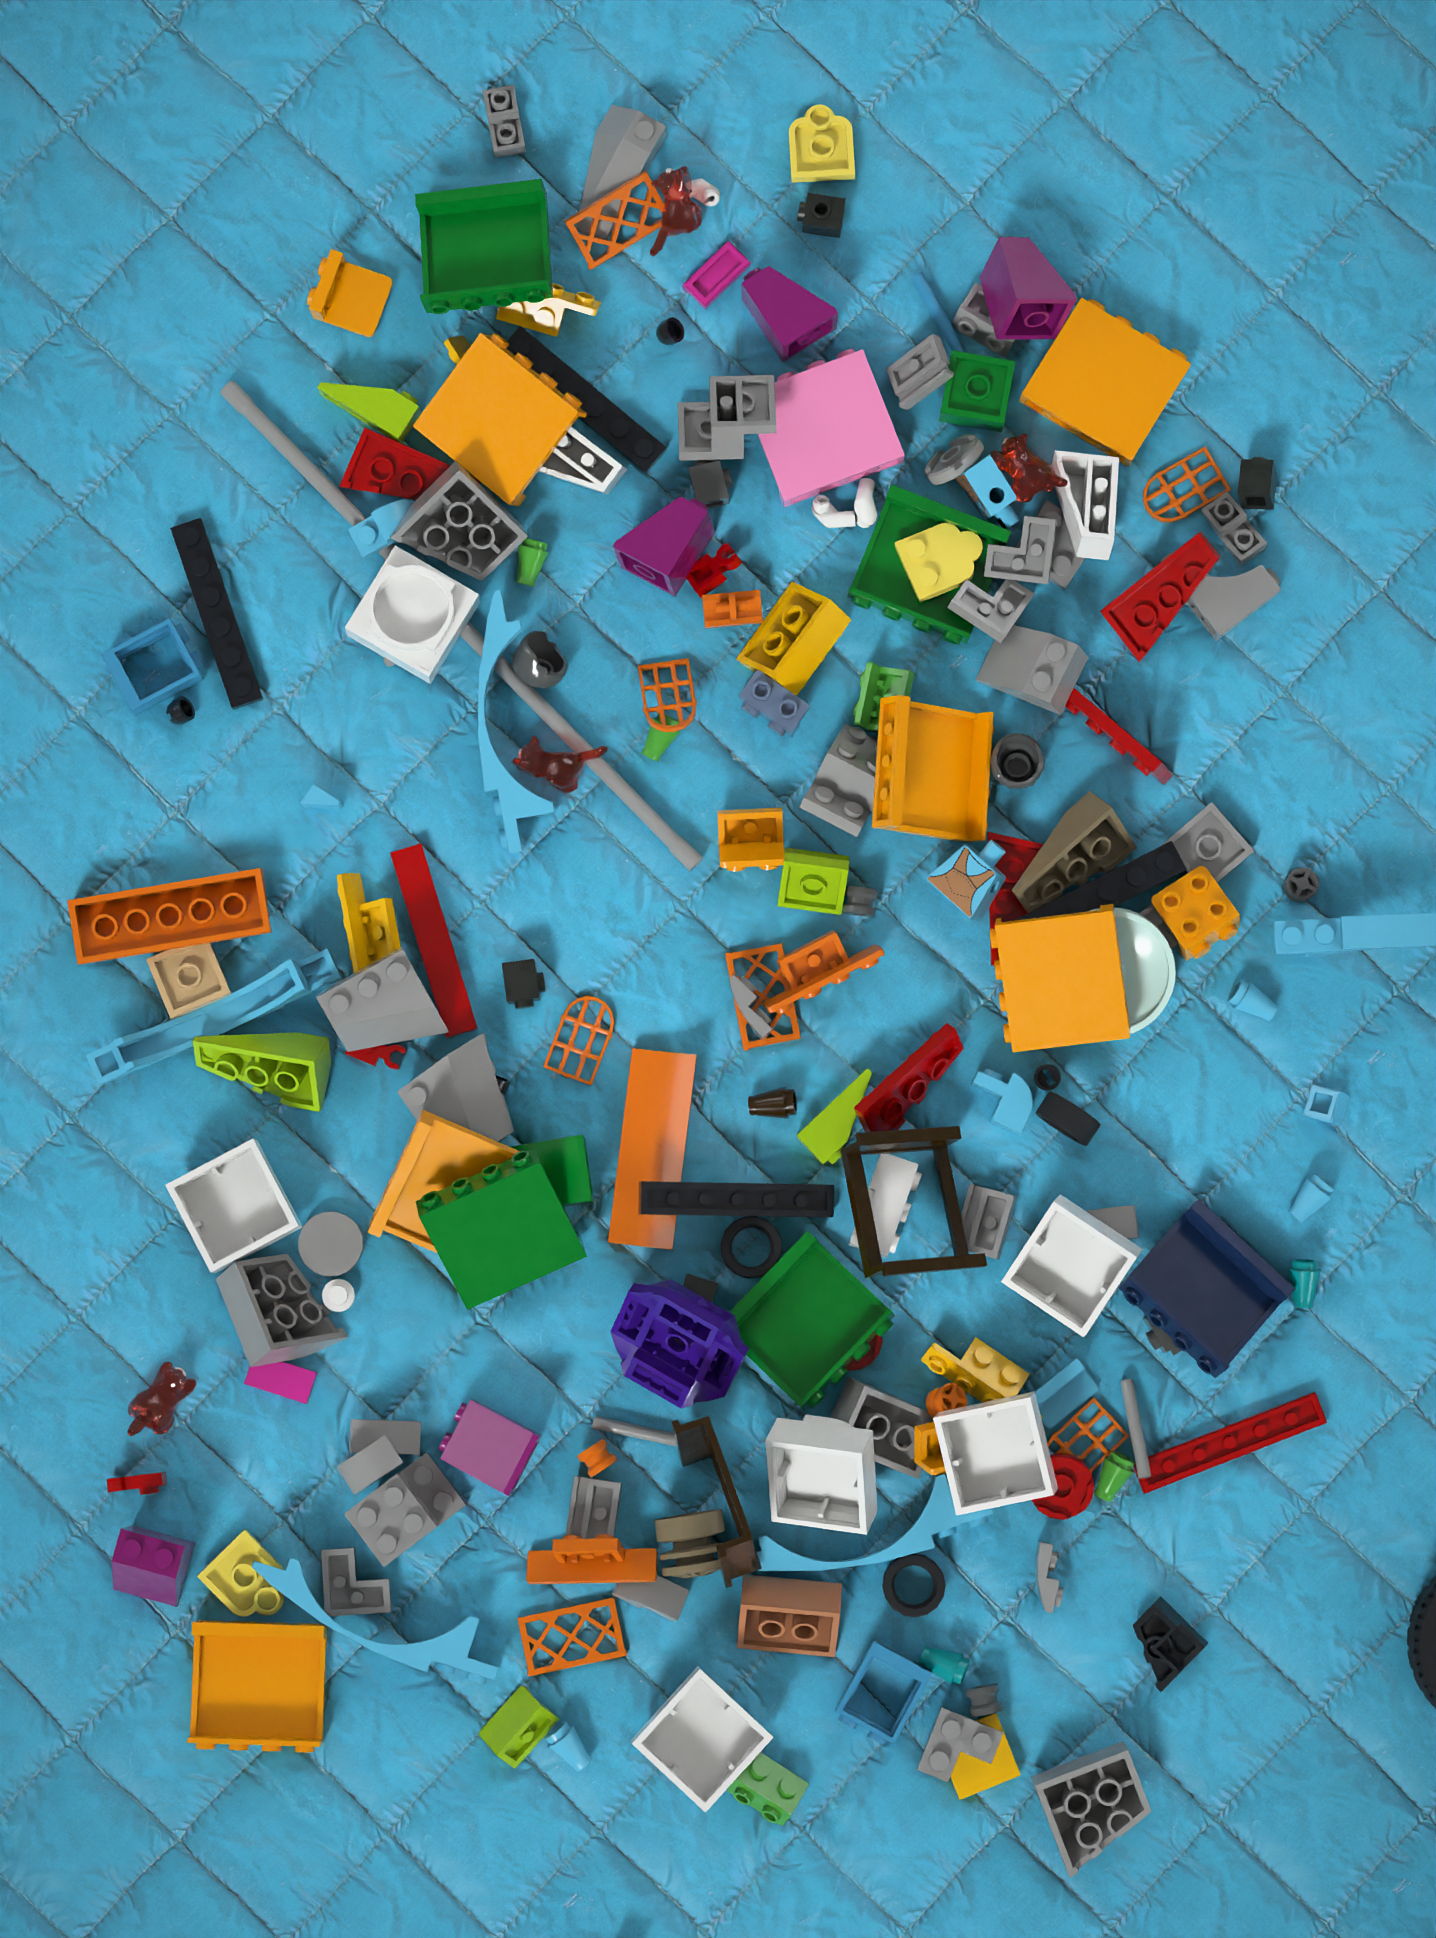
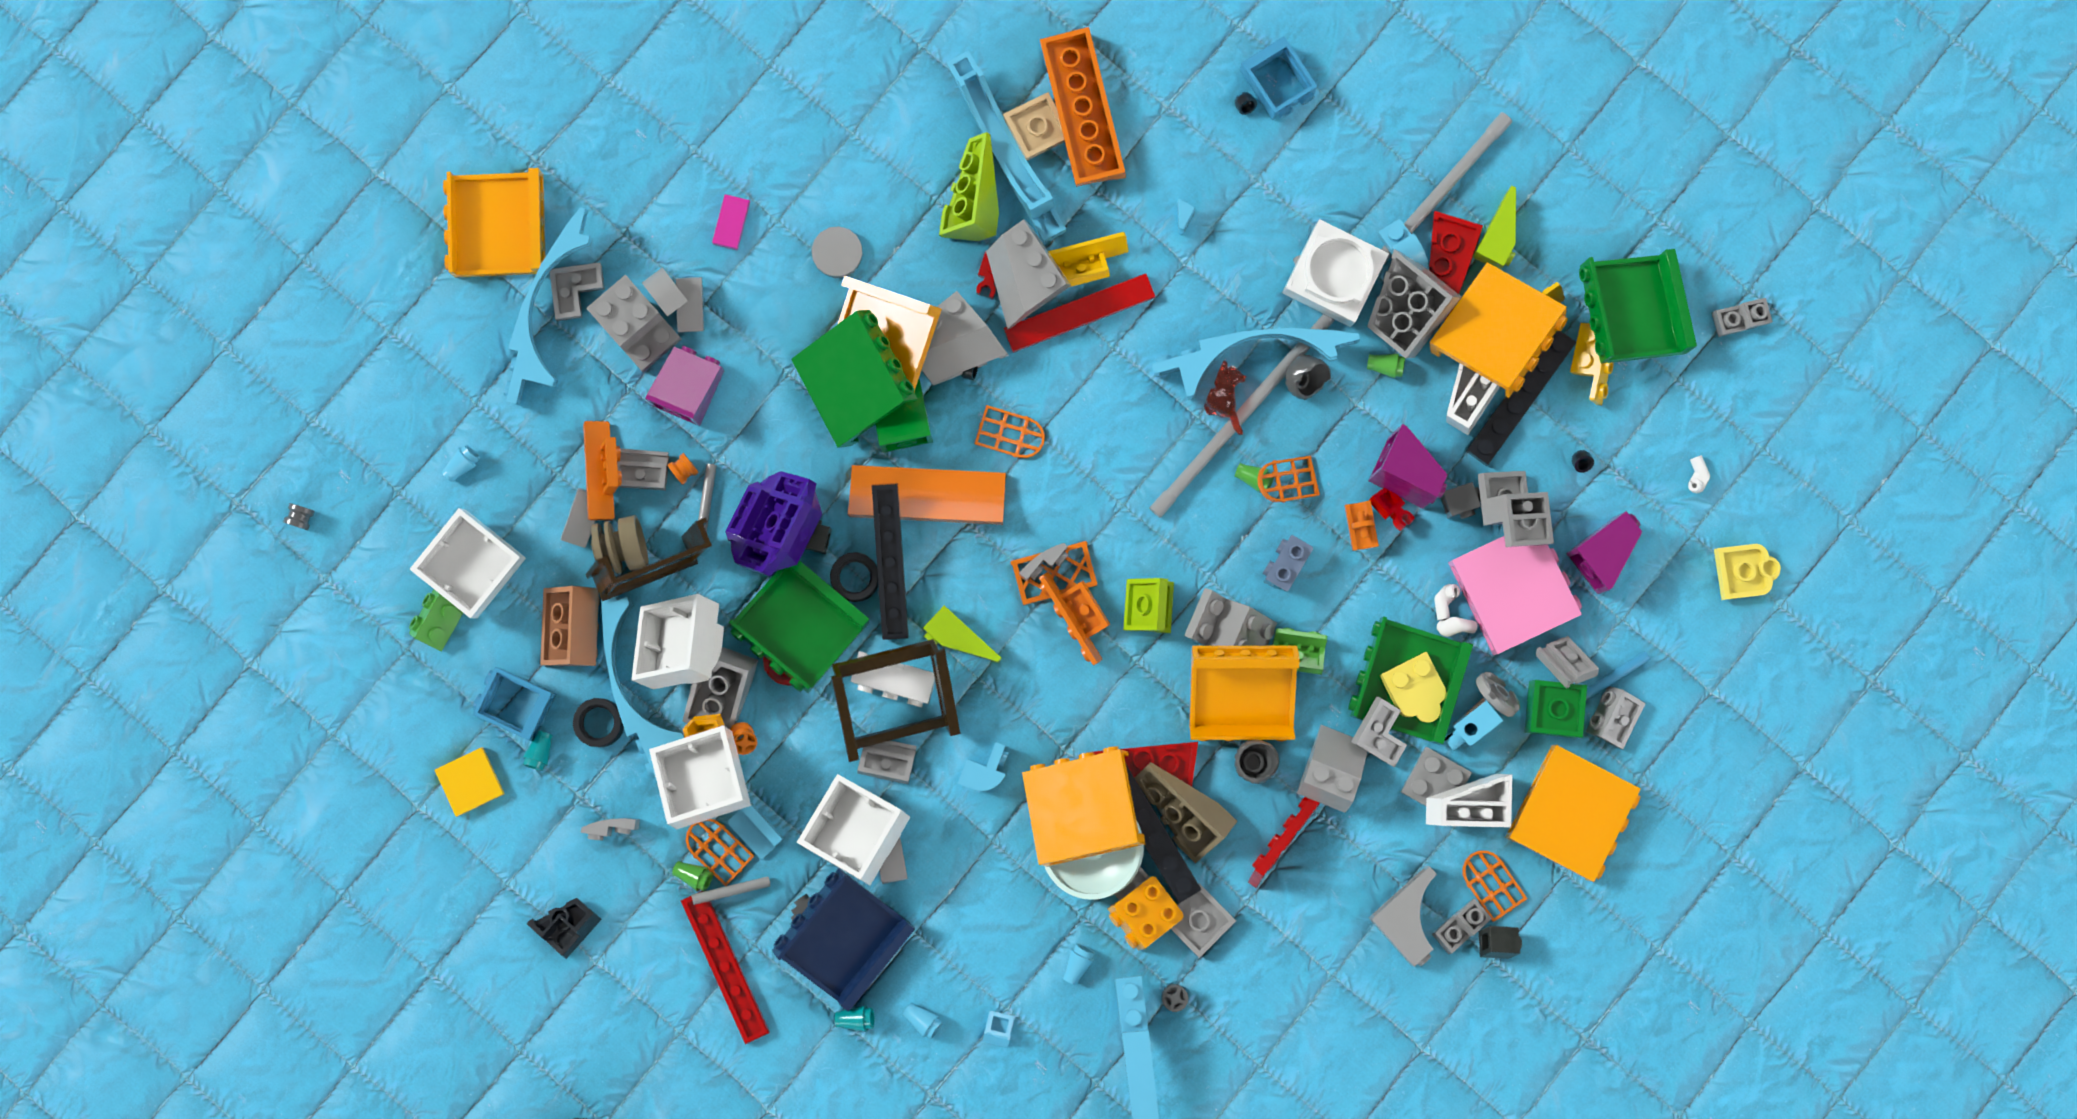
camera: 85 degrees right, 0 degrees up
(145, 1483) = (644, 125): red plate -> none
(151, 1564) = (583, 134): magenta slope -> none
(156, 1405) = (703, 128): clear red animal -> none
(216, 613) = (1325, 125): black plate -> none
(233, 1206) = (859, 172): white container -> none
(237, 1583) = (572, 195): light yellow plate -> none
(275, 1310) = (781, 213): light grey wedge -> none
(338, 1295) = (797, 260): white plate -> none
(349, 295) = (1588, 205): light orange bracket -> none
(518, 1727) = (473, 423): lime panel -> none
(522, 983) = (1050, 383): pearl dark grey brick -> none
(559, 1662) = (565, 468): orange window -> none
(594, 211) = (1675, 392): orange window -> none
(620, 151) = (1719, 411): light grey wedge -> none
(679, 212) = (1680, 460): clear red animal -> none
(716, 274) = (1632, 495): dark pink tile -> none
(751, 838) = (1177, 553): light orange bracket -> none
(774, 1103) = (969, 587): dark brown cone -> none
(794, 637) = (1341, 577): yellow slope -> none
(822, 215) = (1689, 575): pearl dark grey brick -> none
(860, 901) = (1134, 644): dark grey wheel -> none
(907, 1084) = (991, 691): red wing -> none
(955, 1734) = (483, 763): light grey plate -> none
(970, 879) = (1158, 730): torso -> none
(979, 1372) = (767, 764): yellow bracket -> none
(984, 1699) = (512, 783): dark grey wheel -> none
(1024, 291) = (1640, 741): magenta slope -> none
(1026, 469) = (1495, 753): clear red animal -> none
(1029, 562) = (1420, 762): light grey plate -> none
(1041, 1079) = (1001, 799): black hinge -> none
(1068, 1118) = (971, 820): black tyre -> none
(1073, 1491) = (682, 842): red tile -> none
(1091, 1802) = (435, 872): light grey wedge -> none
(1155, 600) = (1396, 864): red wing -> none

